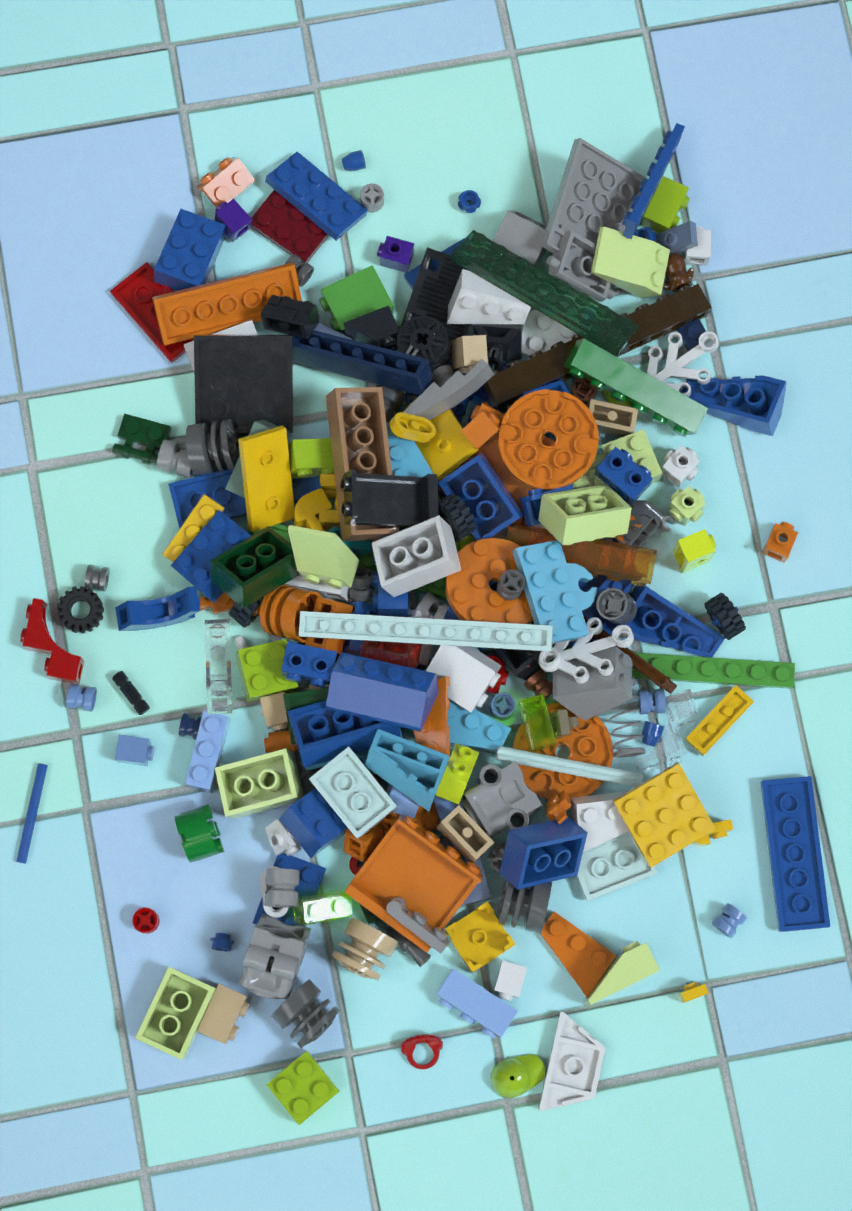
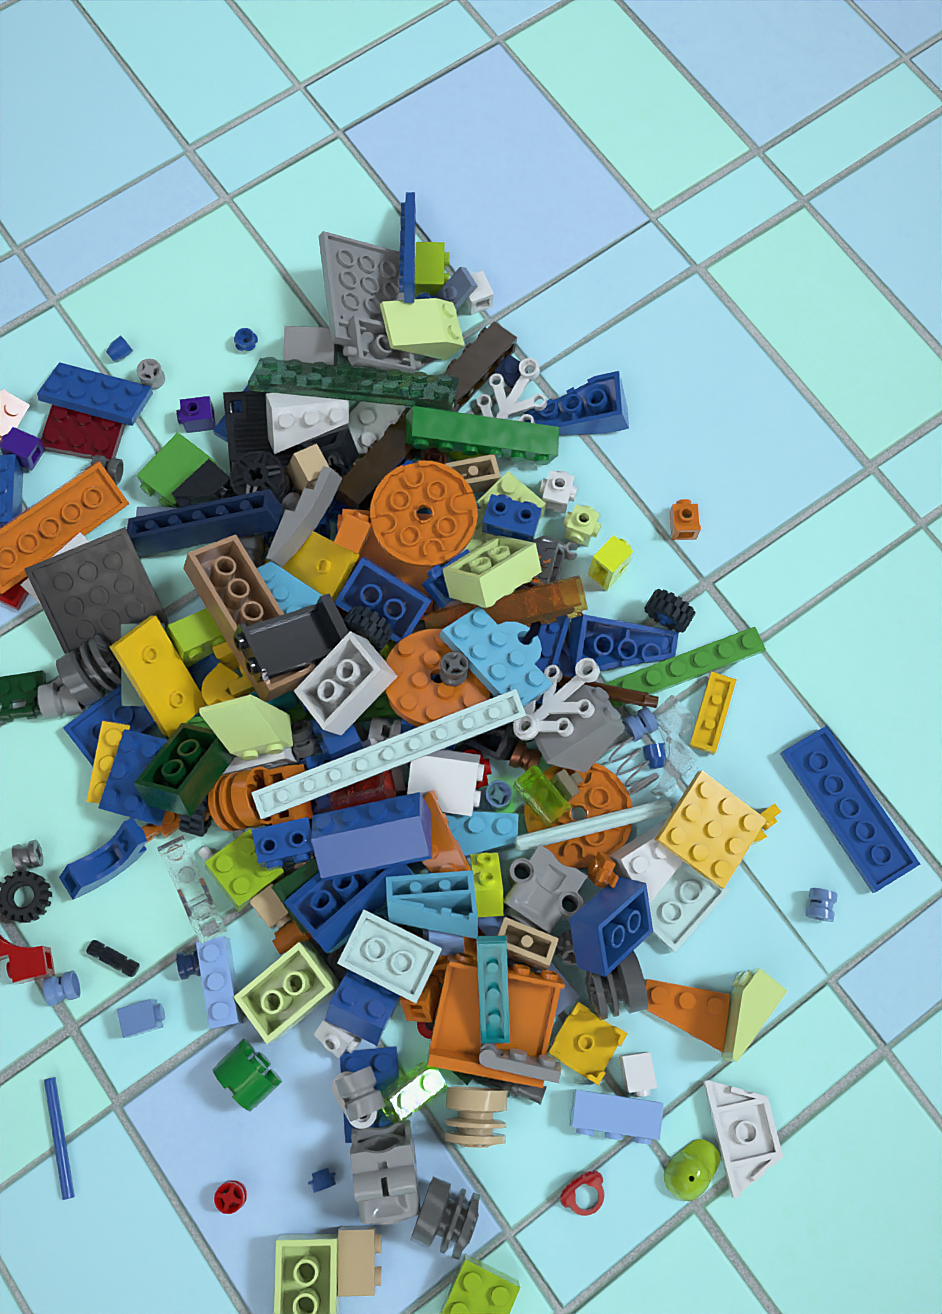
camera: 25 degrees left, 5 degrees down
(290, 316) = (116, 511): black brick -> none
(412, 427) = (284, 562): yellow plate -> none
(422, 857) = (493, 989): none -> teal tile
(616, 606) = (565, 645): dark grey wheel -> none
(677, 273) = (470, 322): reddish brown animal -> none
(692, 991) = (823, 995): yellow plate -> none

